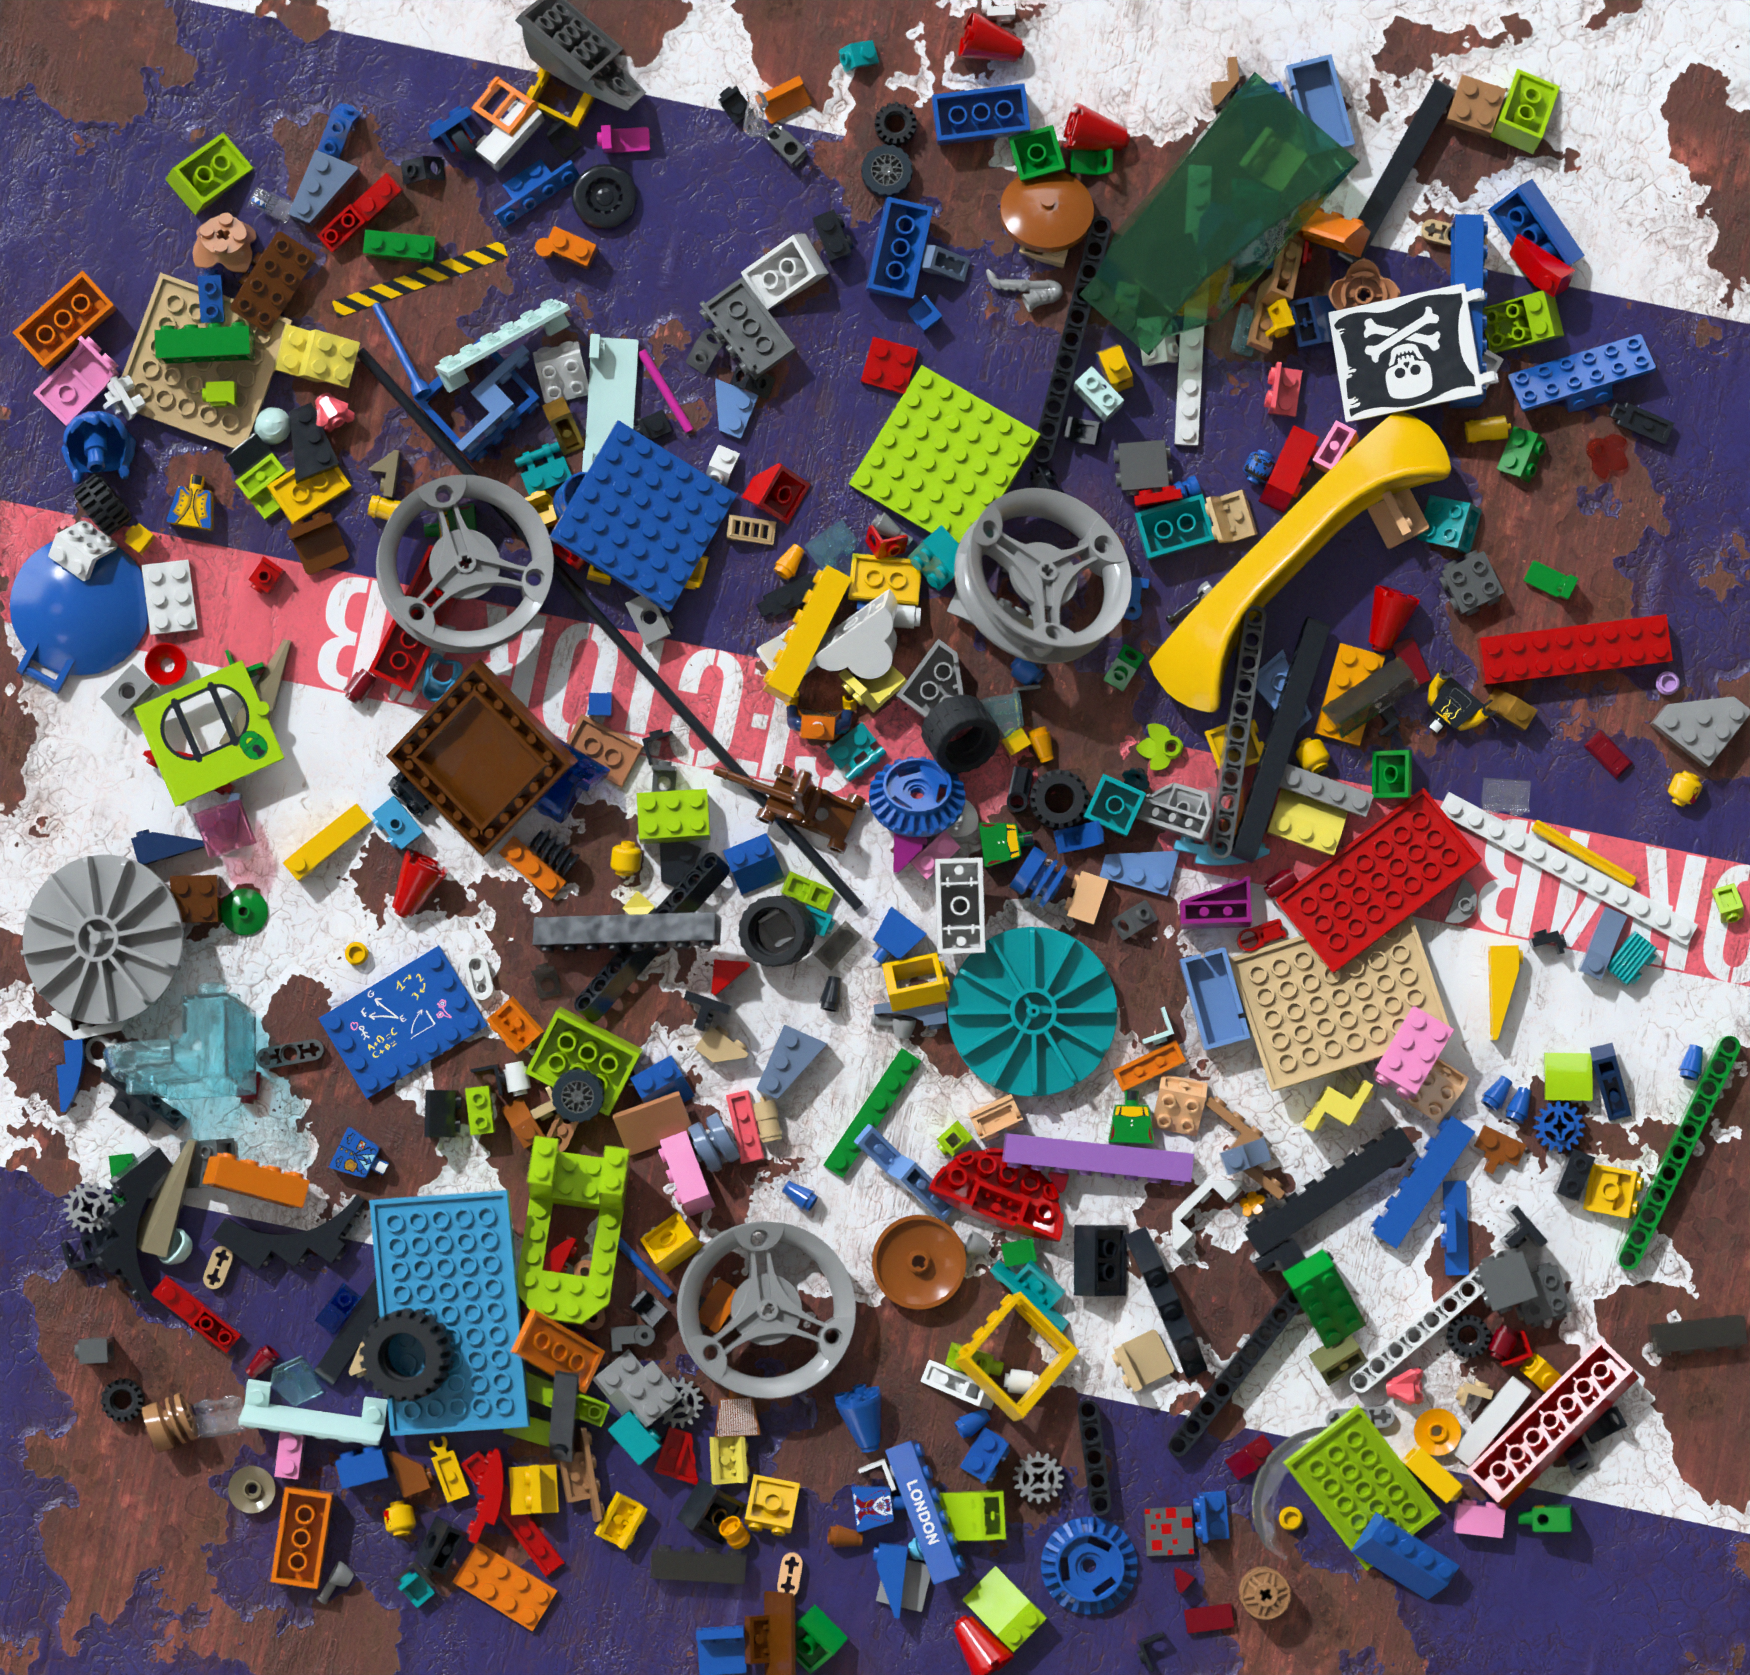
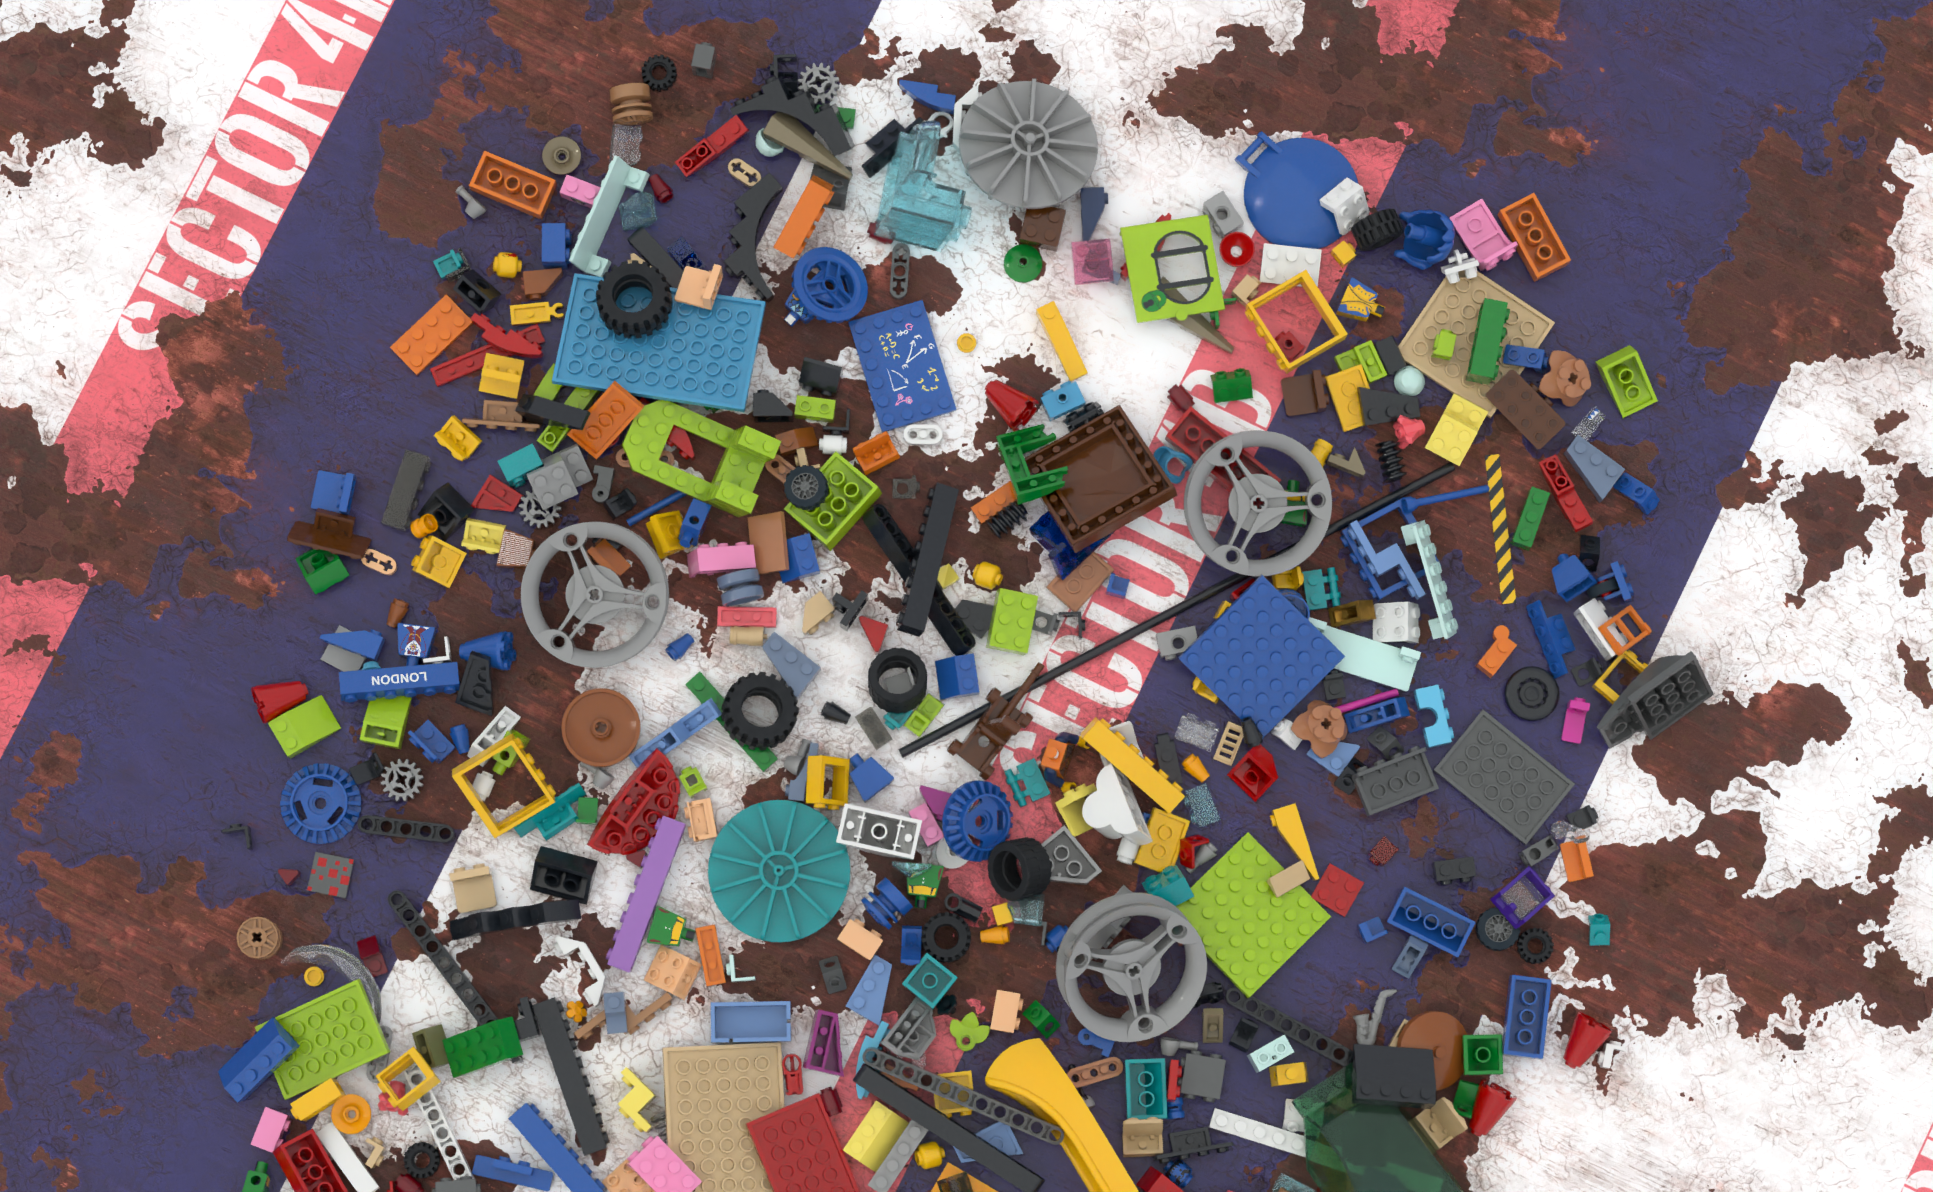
camera: 100 degrees right, 5 degrees down
(209, 547) = (1320, 303): none -> yellow window
(211, 641) = (1246, 289): none -> tan brick
(305, 1131) = (833, 267): none -> blue gear
(329, 630) = (1231, 385): none -> green bracket
(371, 1282) = (699, 286): none -> light nougat bracket
(372, 423) = (1391, 460): none -> black piece
(457, 181) = (1571, 577): none -> blue torso
(470, 868) = (1027, 486): none -> green wedge
(493, 1163) = (770, 408): none -> black slope
(640, 309) = (1431, 699): none -> medium azure arch
(659, 1215) = (691, 530): none -> blue torso
(674, 368) = (1377, 714): none -> blue slope
(709, 205) = (1504, 777): none -> dark grey plate
(711, 441) = (1308, 727): none -> nougat brick
(734, 506) = (1251, 733): none -> black cone
(748, 570) = (1196, 732): none -> clear brick
(785, 271) = (1435, 824): white slope -> none
(827, 1065) = (759, 686): none -> black tyre
(832, 324) = (1382, 852): none -> clear red bracket
(832, 435) = (1291, 829): none -> yellow slope
(844, 150) = (1522, 897): none -> window
(891, 423) = (1288, 879): none -> tan slope
(906, 1419) = (476, 684): none -> black wing
(993, 857) = (911, 870): none -> clear light blue slope
(1037, 1521) = (367, 770): none -> black bracket
(1081, 469) = (1212, 1025): none -> dark tan slope
(1091, 246) = (1393, 1076): none -> black slope
(1116, 511) = (1170, 1046): none -> light grey bar
(1126, 183) = (1440, 1123): none -> tan bracket
(1126, 710) = (1006, 1011): none -> light nougat hinge
(1166, 582) = (1101, 1068): none -> nougat plate
(1208, 1618) = (252, 889): dark red tile -> none
(1212, 1515) = (333, 913): blue bracket -> none
(1221, 461) = (1191, 1142): none -> black bracket
(1372, 1391) = (398, 1067): none -> yellow window

